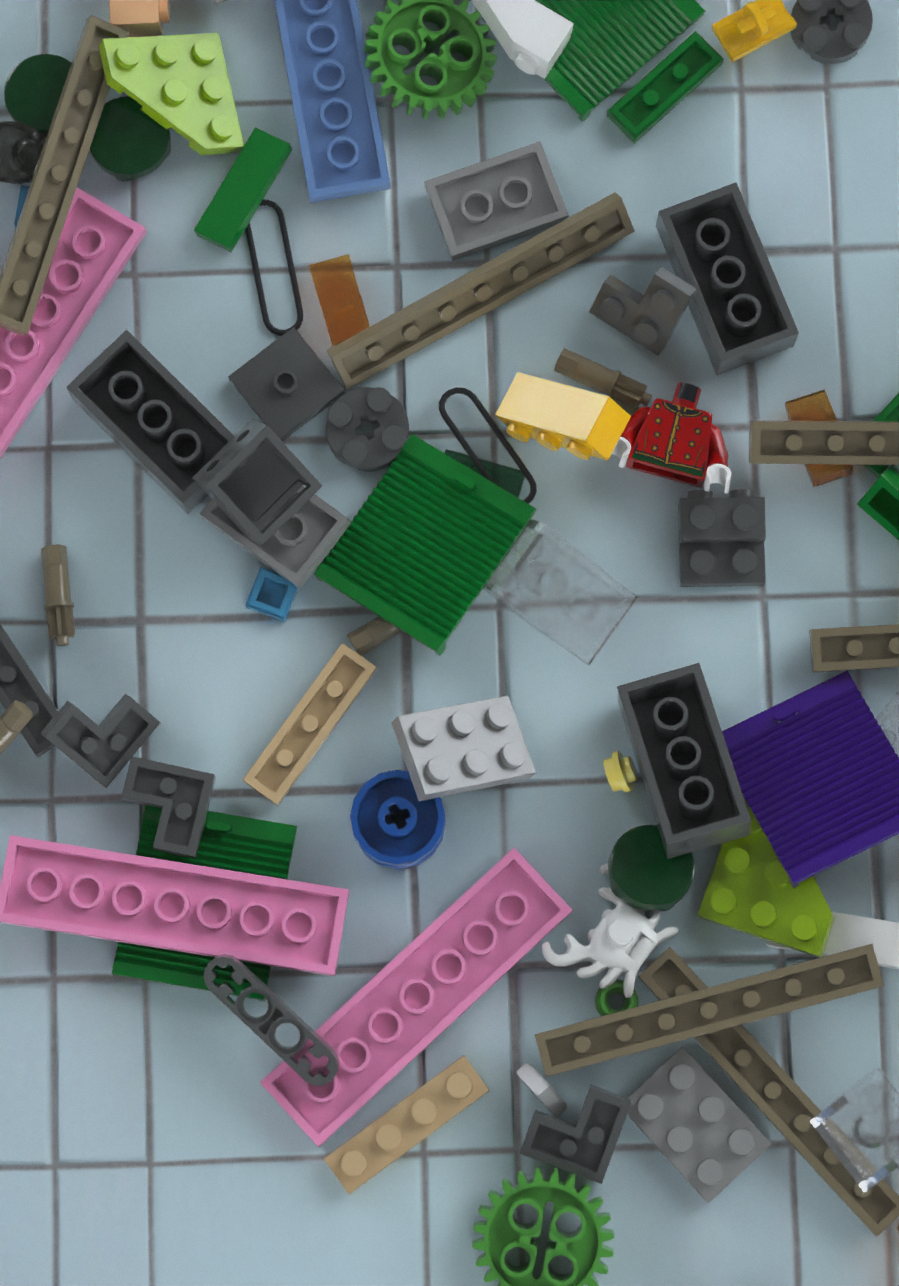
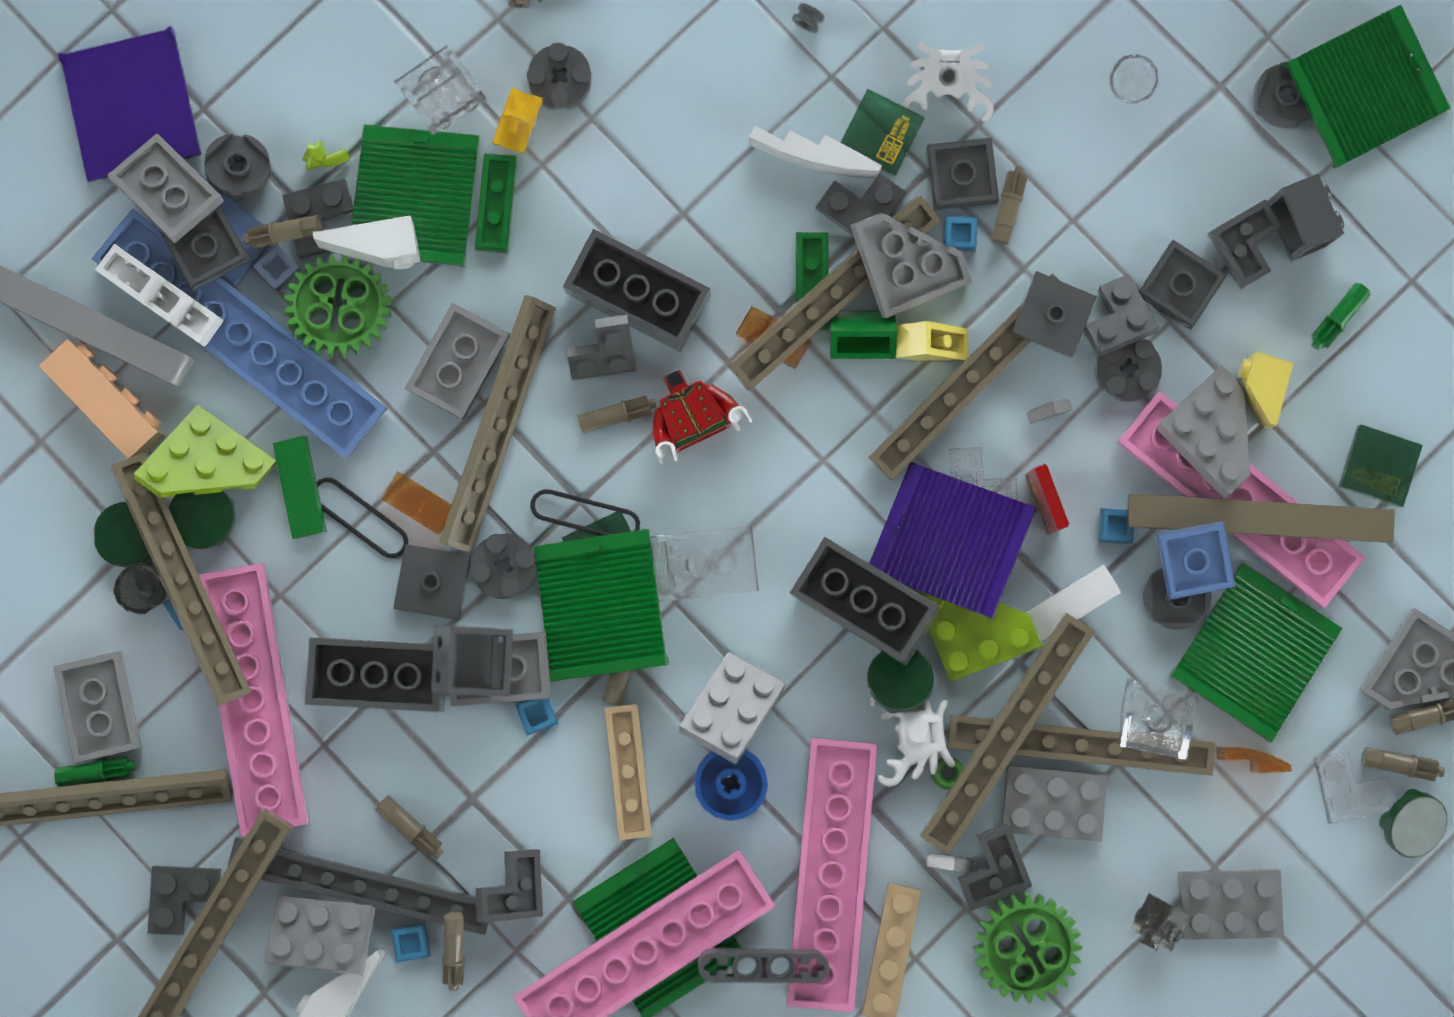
camera: 45 degrees left, 5 degrees up
(180, 794) = (593, 882): dark grey plate -> none
(562, 417) = (616, 461): yellow brick -> none
(620, 772) = (833, 638): light yellow plate -> none
(722, 539) = (770, 448): dark grey plate -> none

